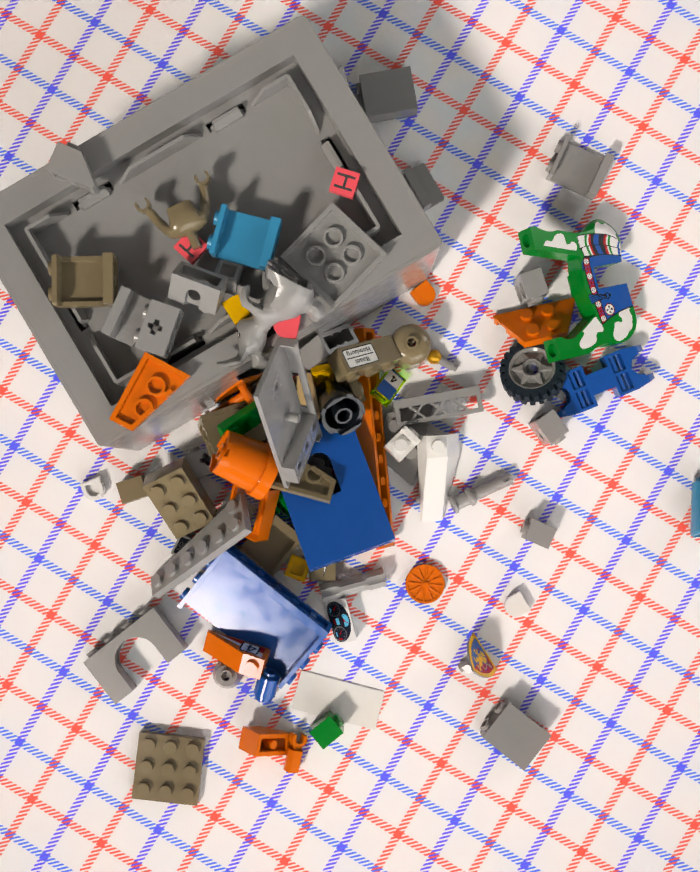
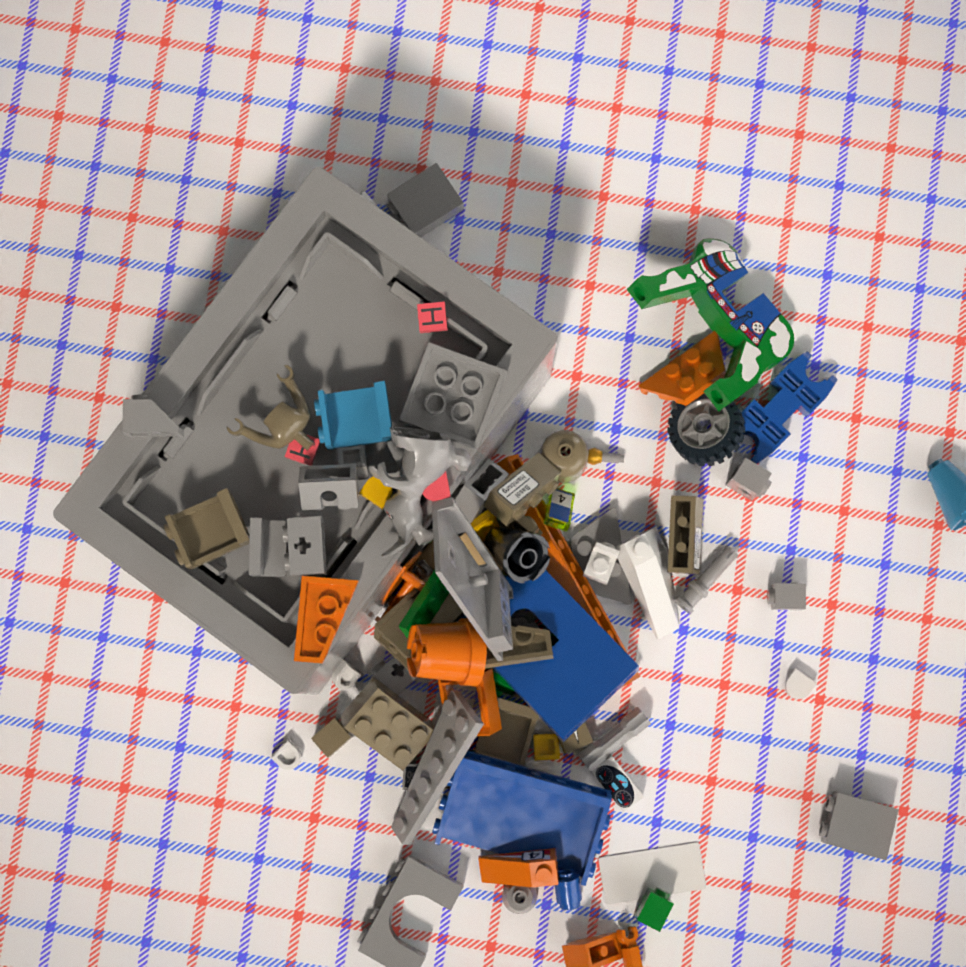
camera: 20 degrees left, 5 degrees down
(164, 445) = (345, 675): none -> white tile
(423, 186) = (504, 280): light grey panel -> none
(423, 294) = (554, 394): orange tile -> none
(425, 583) = (690, 704): orange wheel -> none
(432, 399) = (621, 496): light grey fence -> none
(478, 449) = (685, 535): none -> dark tan brick
(478, 660) = (783, 762): shield -> none
(531, 287) = (665, 340): light grey brick -> none
(578, 169) = (659, 194): light grey panel -> none

